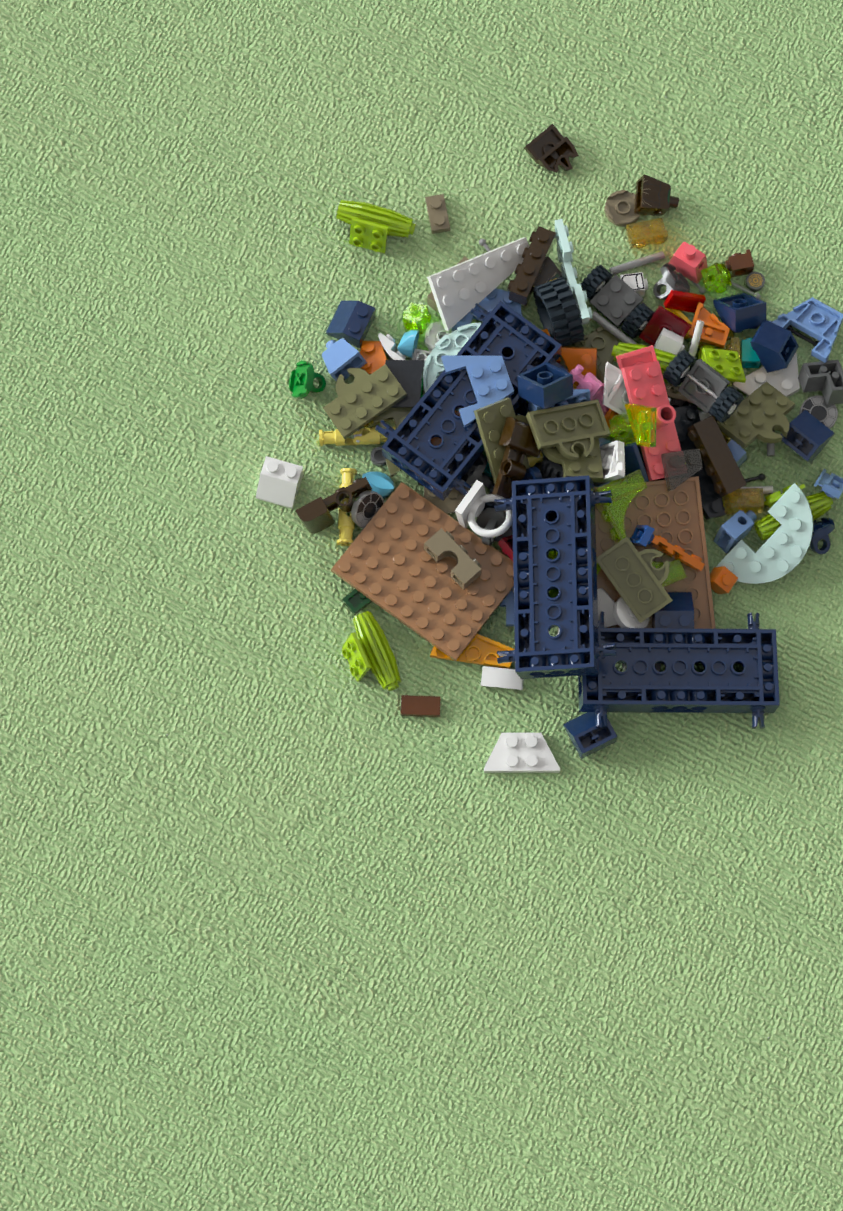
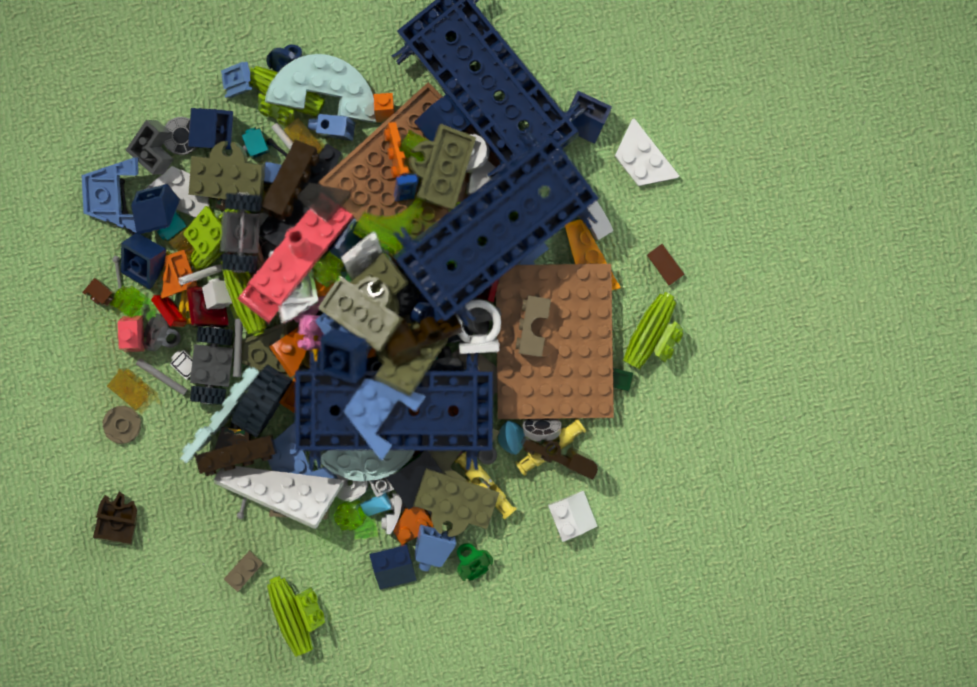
camera: 125 degrees left, 15 degrees up
(643, 423) = (314, 253): clear neon green wing -> none
(653, 197) = (94, 405): dark brown torso -> none
(755, 281) = (104, 270): dark grey tile -> none
(769, 463) = (255, 142): none -> teal brick

